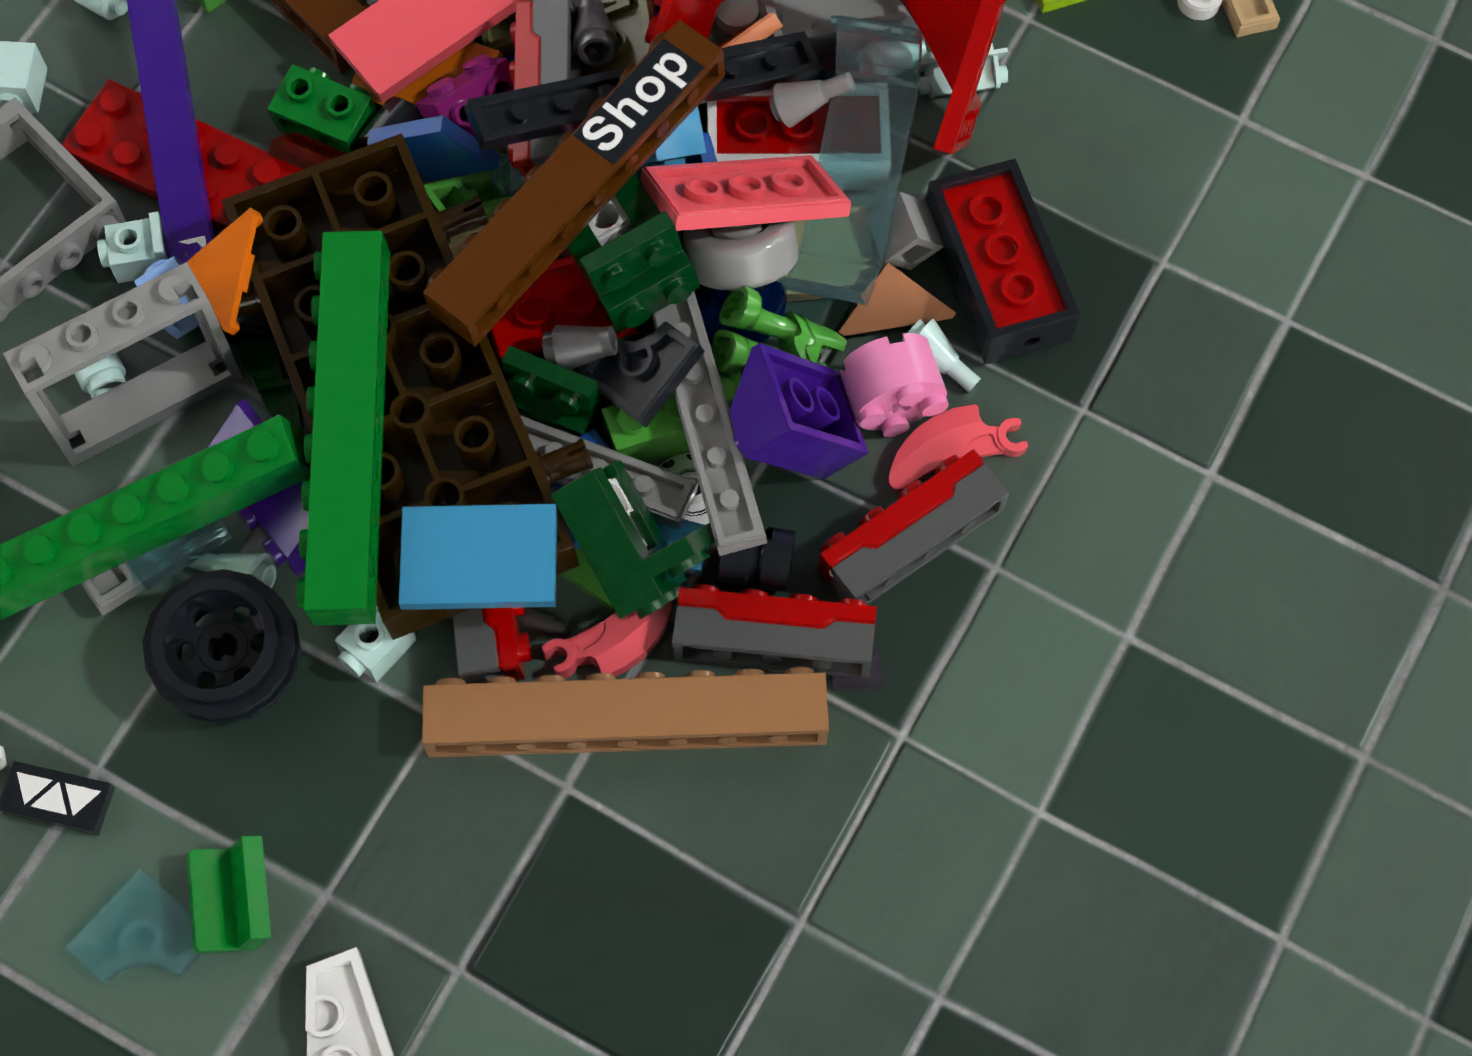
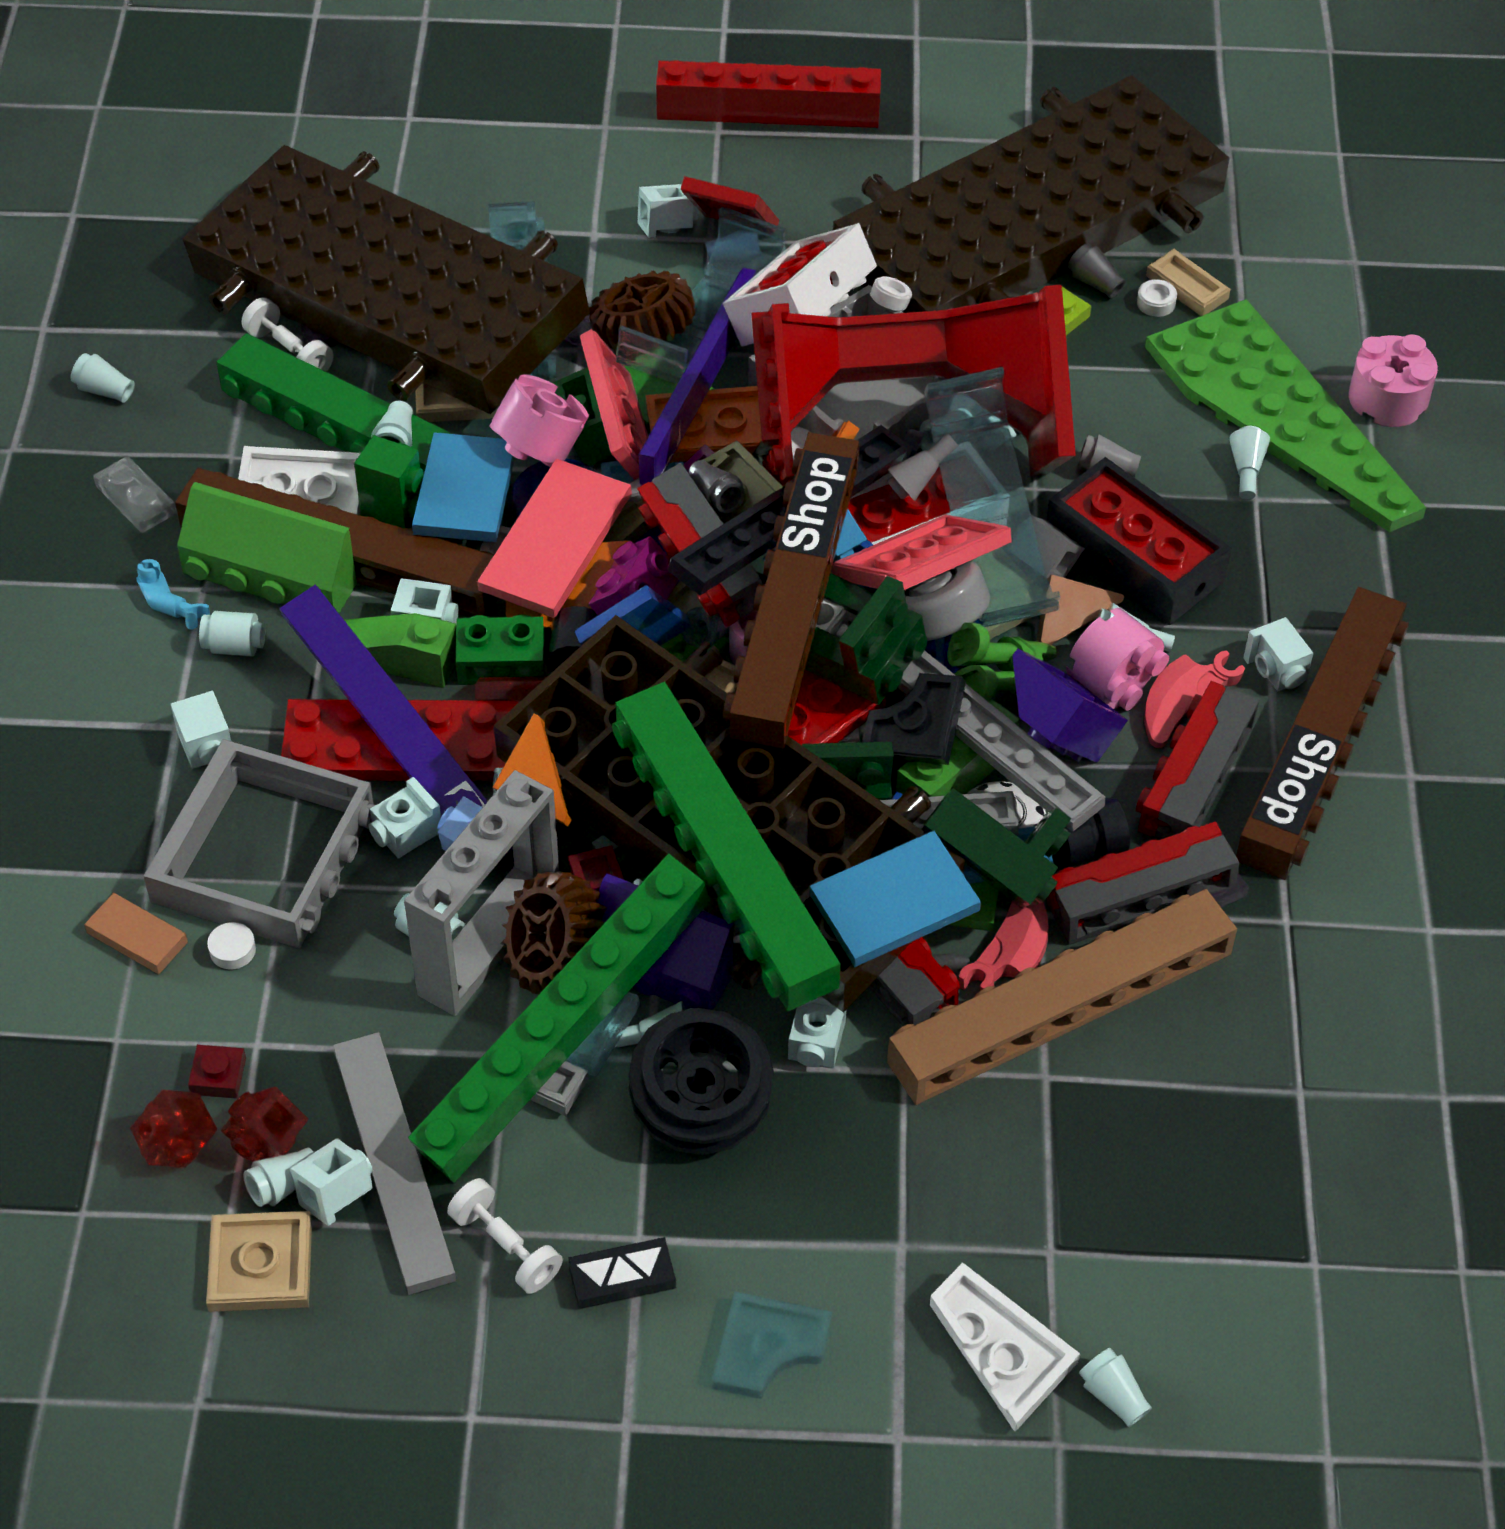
camera: 25 degrees left, 15 degrees down
(179, 421) = (549, 926): none -> reddish brown gear
(228, 897) = (832, 1272): green panel -> none
(235, 66) = (410, 645): none -> bright green slope
(261, 385) = (594, 865): none -> dark red plate
(279, 38) = (425, 599): none -> light aqua brick
(578, 345) = (857, 721): flat silver cone -> none
(1034, 155) = (1099, 447): none -> light grey cone
(1060, 551) = (1321, 734): none -> reddish brown brick
(1069, 447) = (1279, 654): none -> light aqua brick
(1183, 208) = (1249, 449): none -> light aqua cone
(1242, 138) = (1255, 380): none -> bright green wing
(1383, 192) = (1393, 379): none -> bright pink brick

